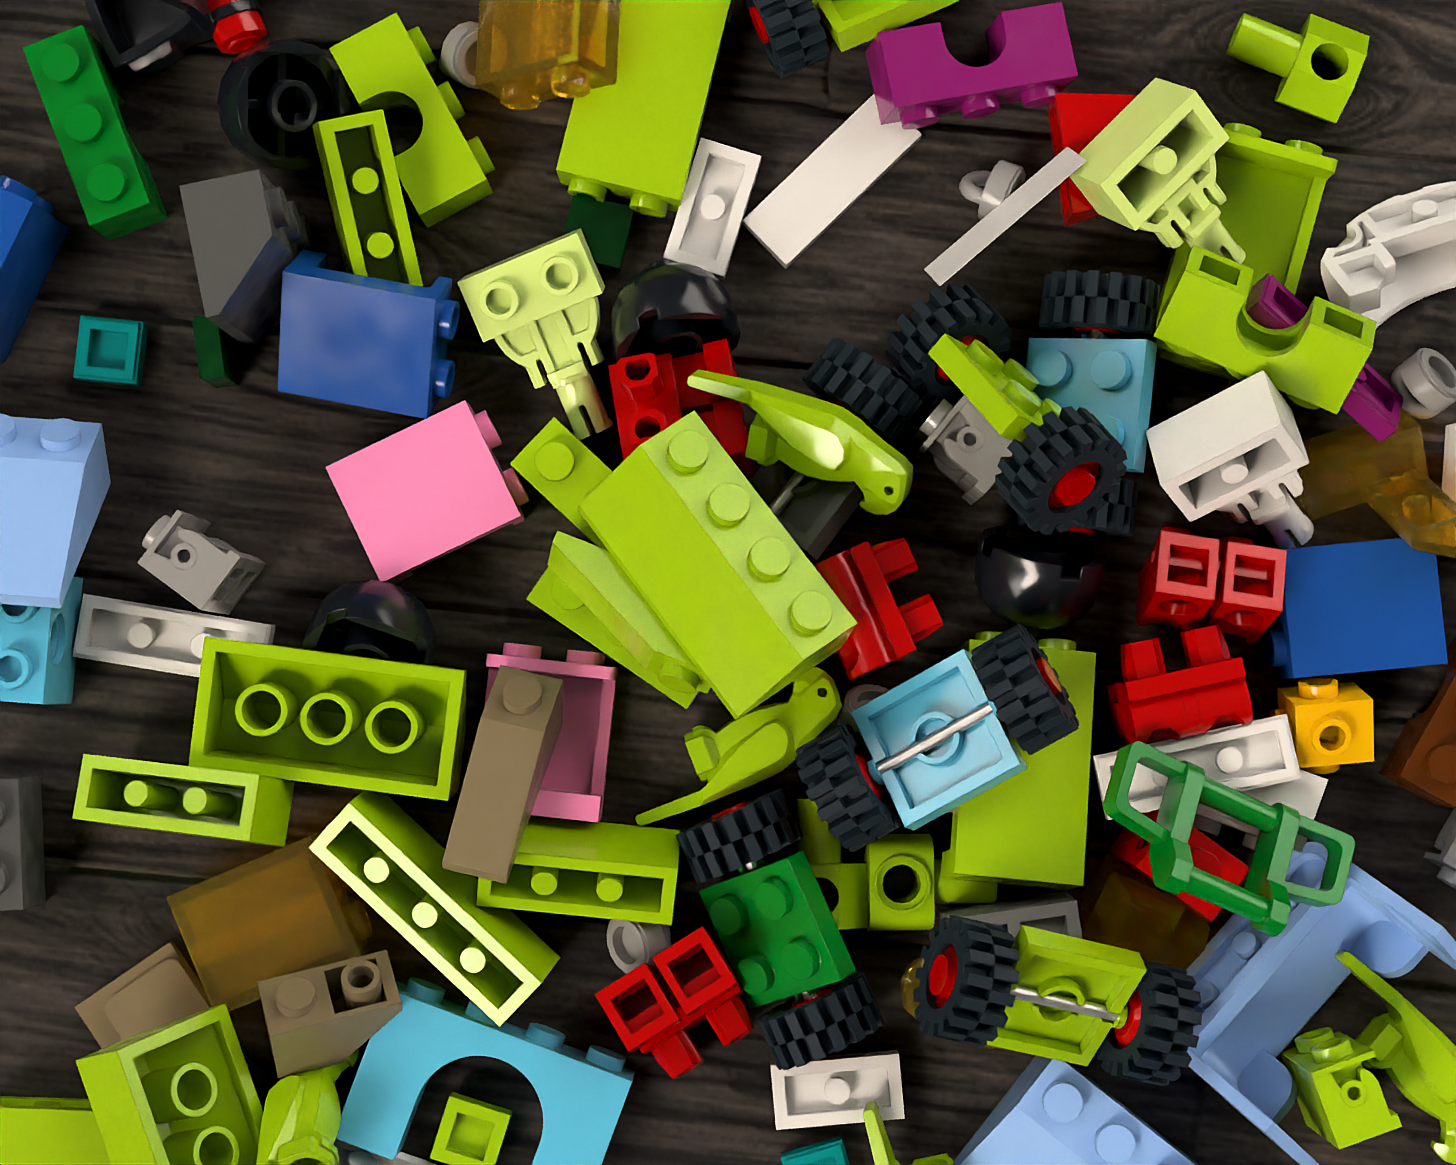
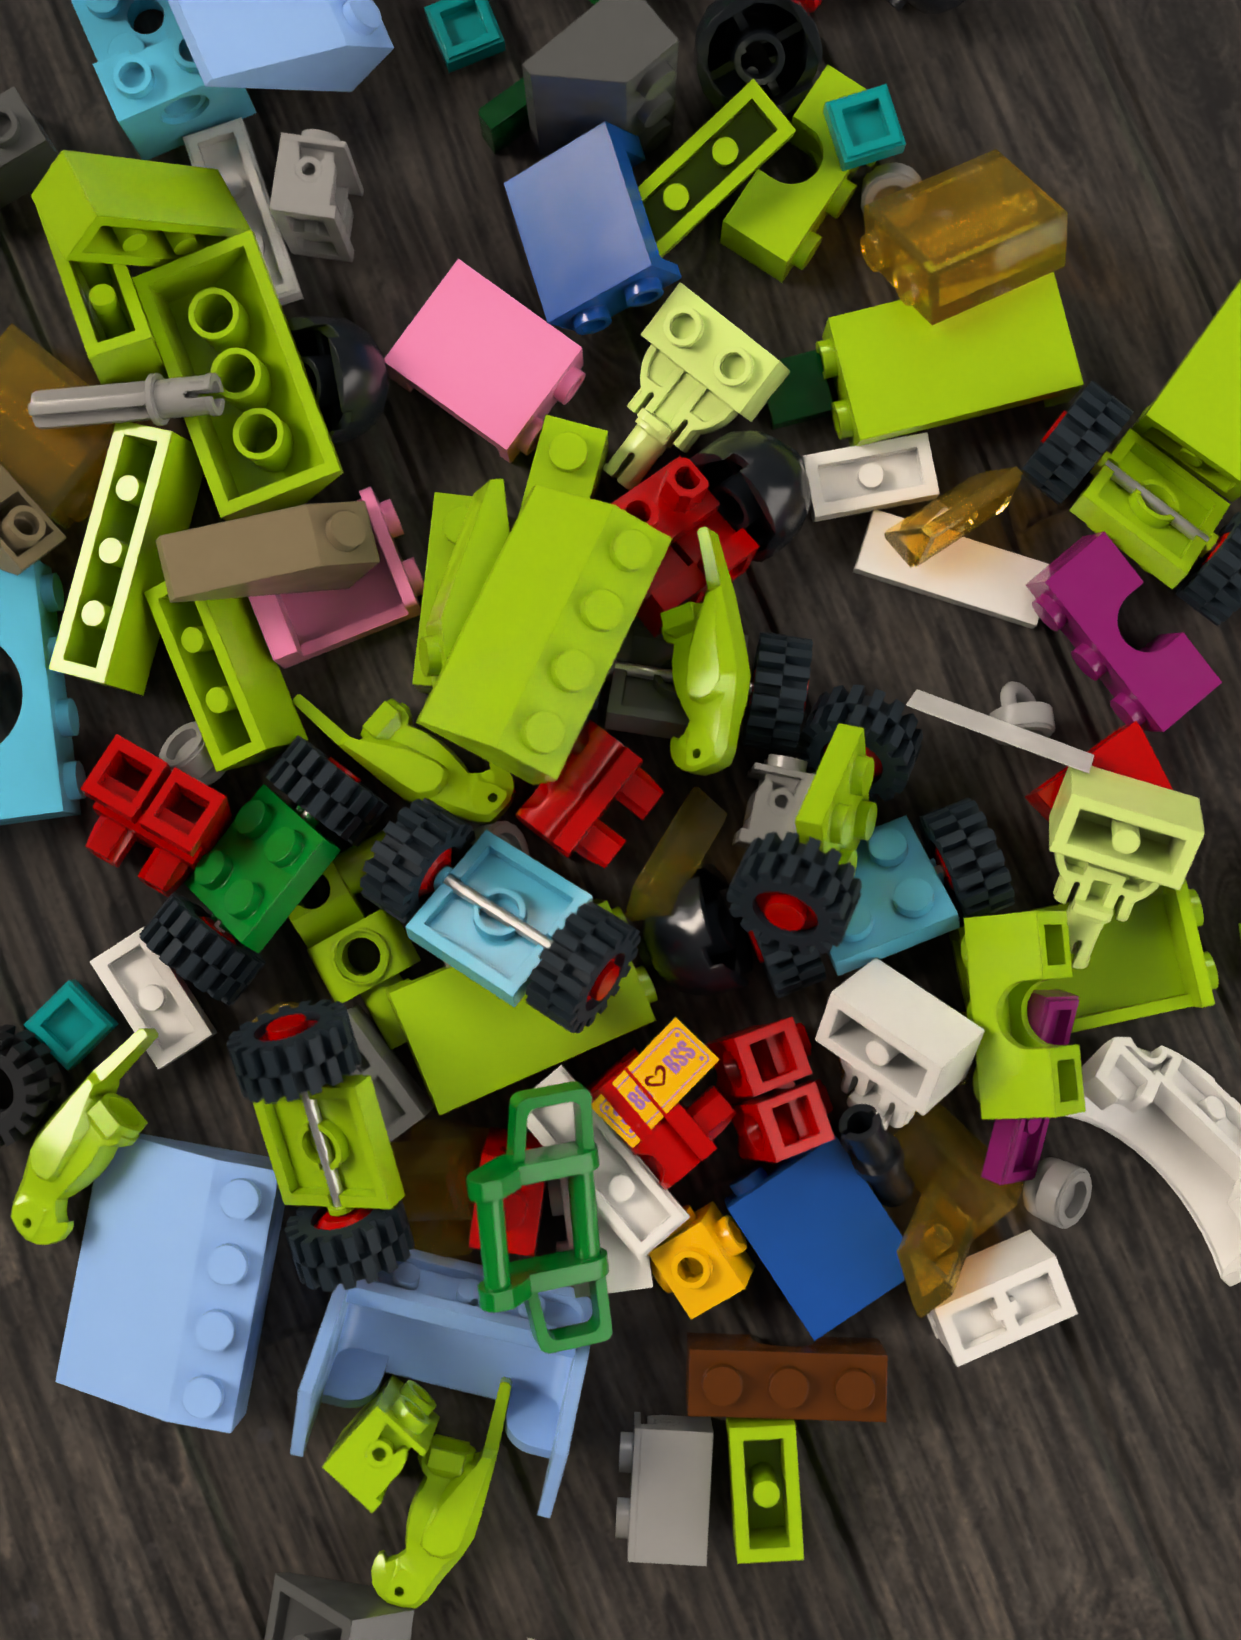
camera: 65 degrees right, 0 degrees up
(134, 728) = (134, 209): none -> lime brick
(300, 829) = (123, 402): none -> light grey axle
(405, 47) = (864, 127): none -> teal tile
(785, 155) = (953, 515): none -> clear yellow slope
(964, 557) = (676, 856): none -> clear yellow slope
(1152, 665) = (666, 1071): none -> yellow sticker
(1316, 522) = (877, 1155): none -> black pin

